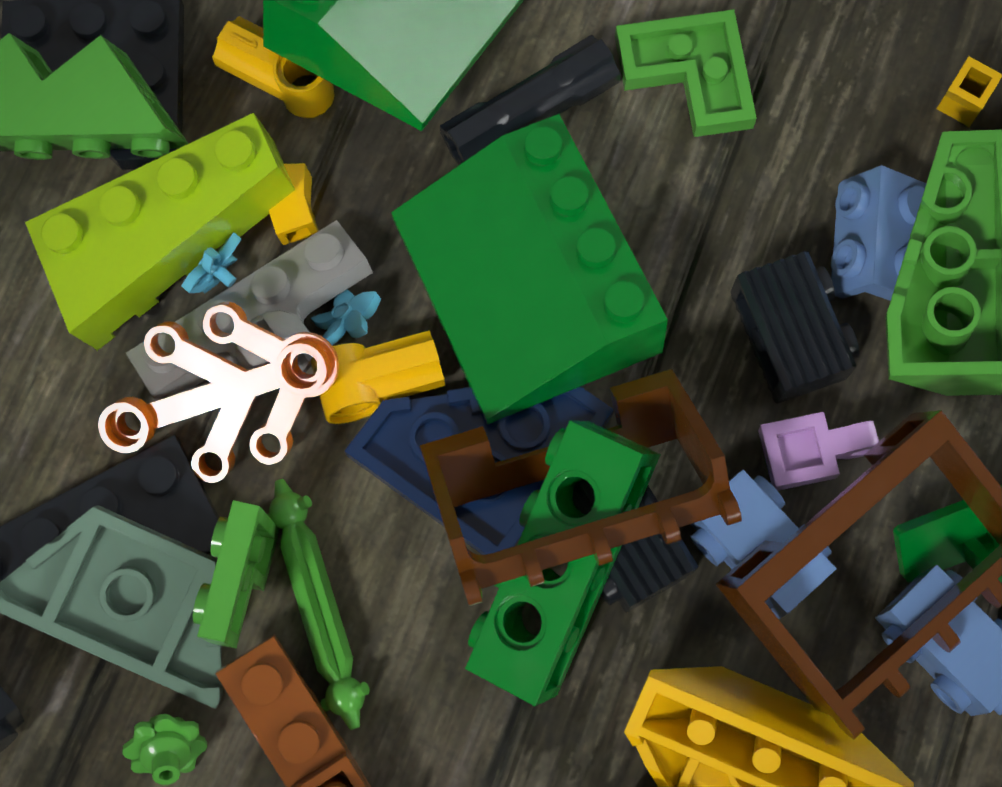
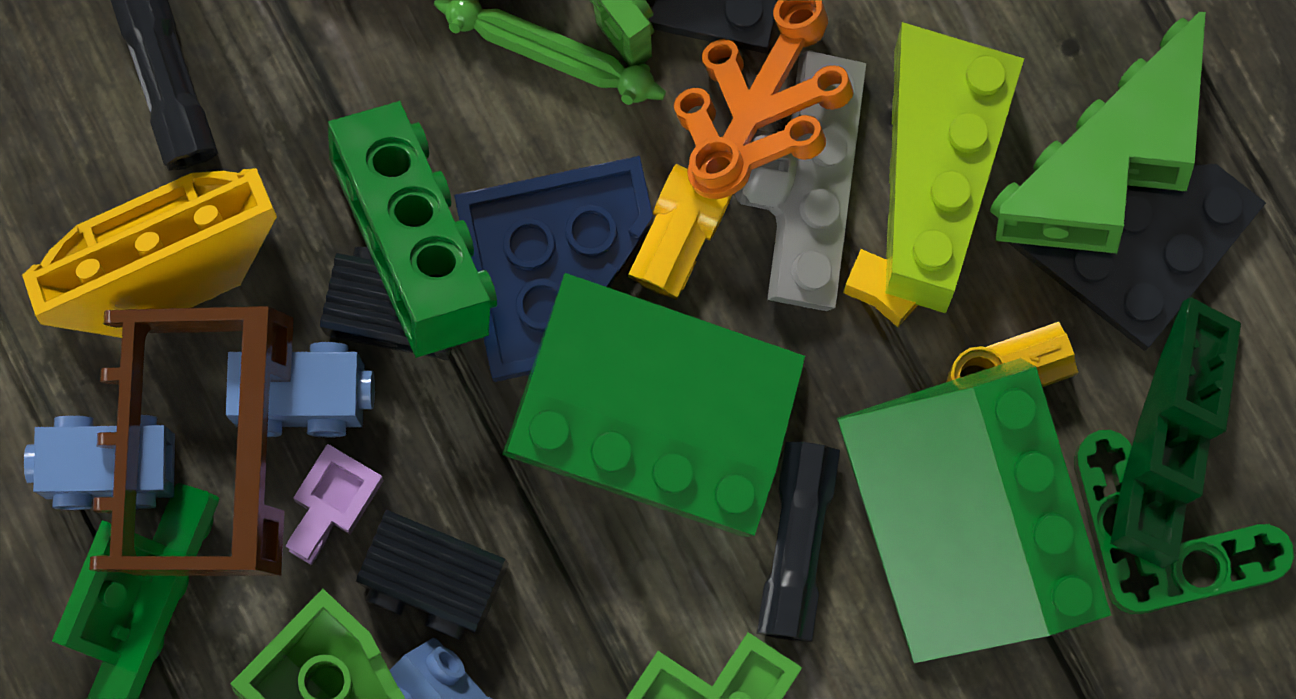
camera: 135 degrees right, 5 degrees up
(213, 268) = (876, 182): medium azure plant -> none
(348, 314) = (747, 248): medium azure plant -> none
(646, 412) = (535, 225): reddish brown hinge -> none

